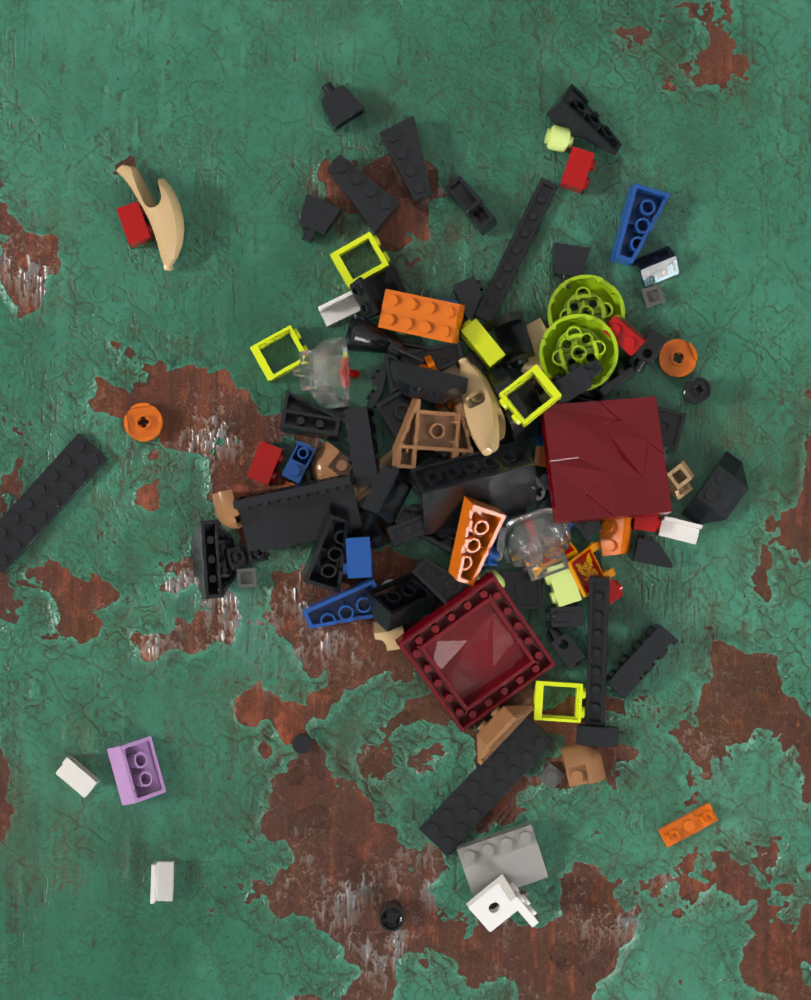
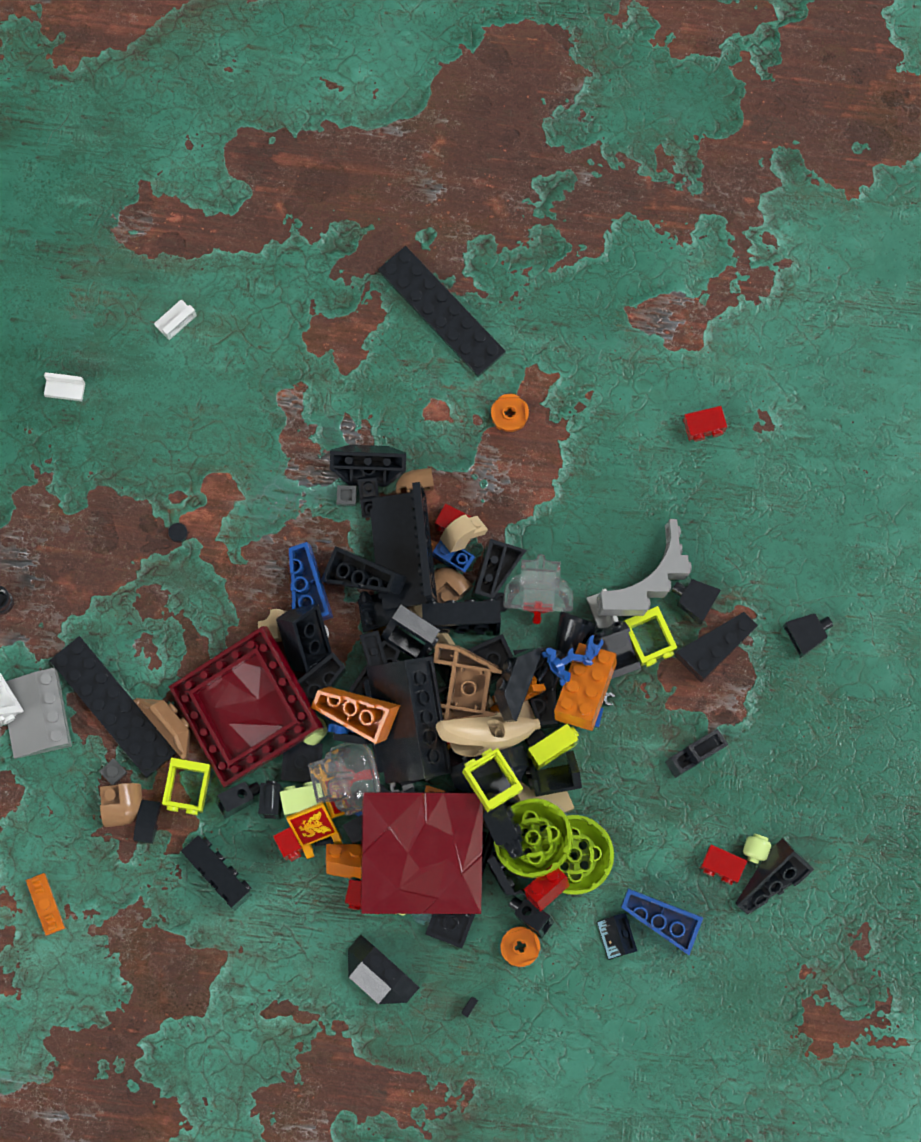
camera: 90 degrees right, 10 degrees down
(136, 770) = (173, 373): lavender slope -> none
(165, 217) = (710, 450): tan piece -> none
(256, 350) = (560, 530): neon yellow window -> none
(276, 454) = (461, 531): none -> tan brick
(308, 256) = (636, 598): none -> light grey arch
(359, 558) = (349, 598): blue wedge -> none
(379, 382) = (524, 643): black slope -> none
(407, 157) = (752, 693): black wedge -> none
(407, 343) = (557, 665): none -> blue piece
(469, 294) = (603, 740): black slope -> none
(515, 251) = (646, 794): black tile -> none
(568, 261) = (629, 845): black torso -> none
(597, 649) = (232, 827): black tile -> none
(650, 552) = (324, 895): black slope -> none
(652, 296) = (586, 928): dark grey plate -> none
(679, 480) = (394, 933): tan brick -> none
(679, 530) = (344, 928): white panel -> none
(696, 390) = (484, 961): black wheel -> none
(740, 400) = (469, 1006): none -> black tile

